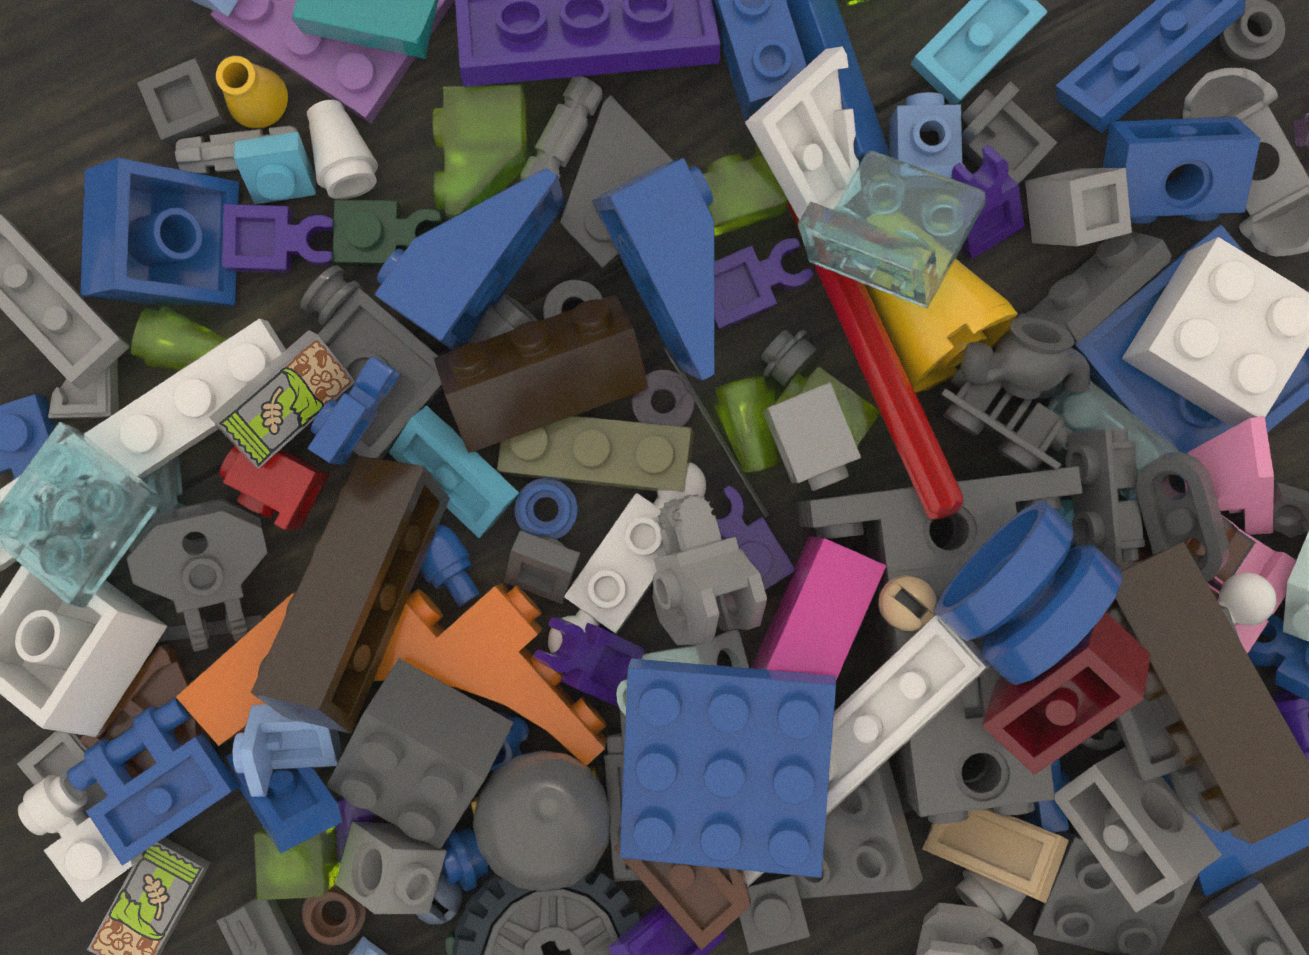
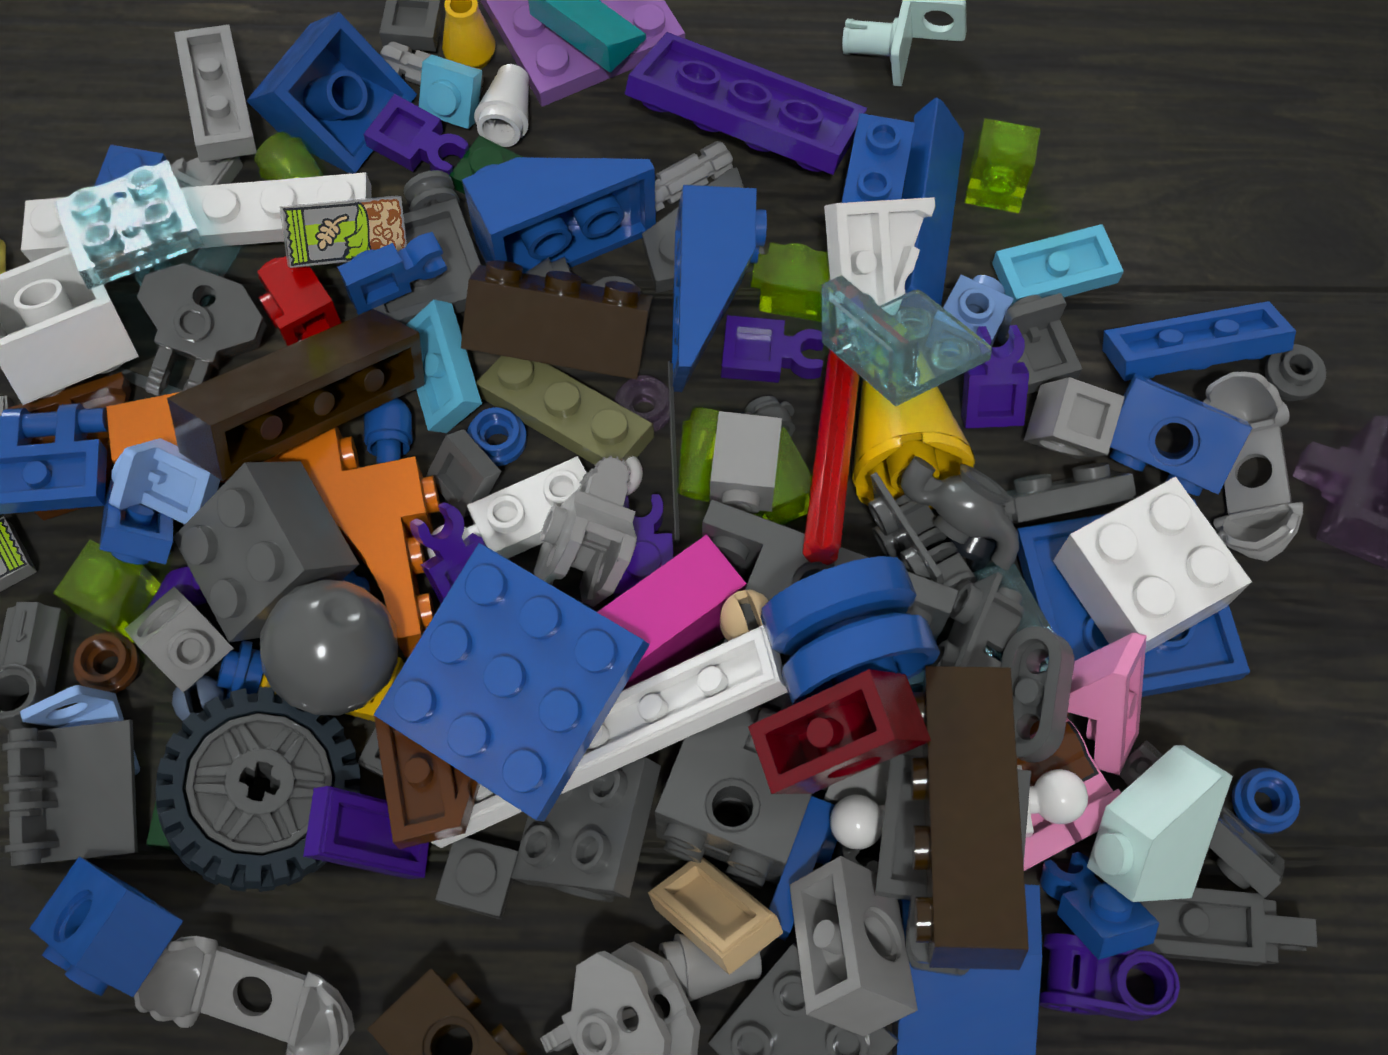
camera: 30 degrees right, 20 degrees down
(482, 144) = (622, 131): clear neon green slope -> none

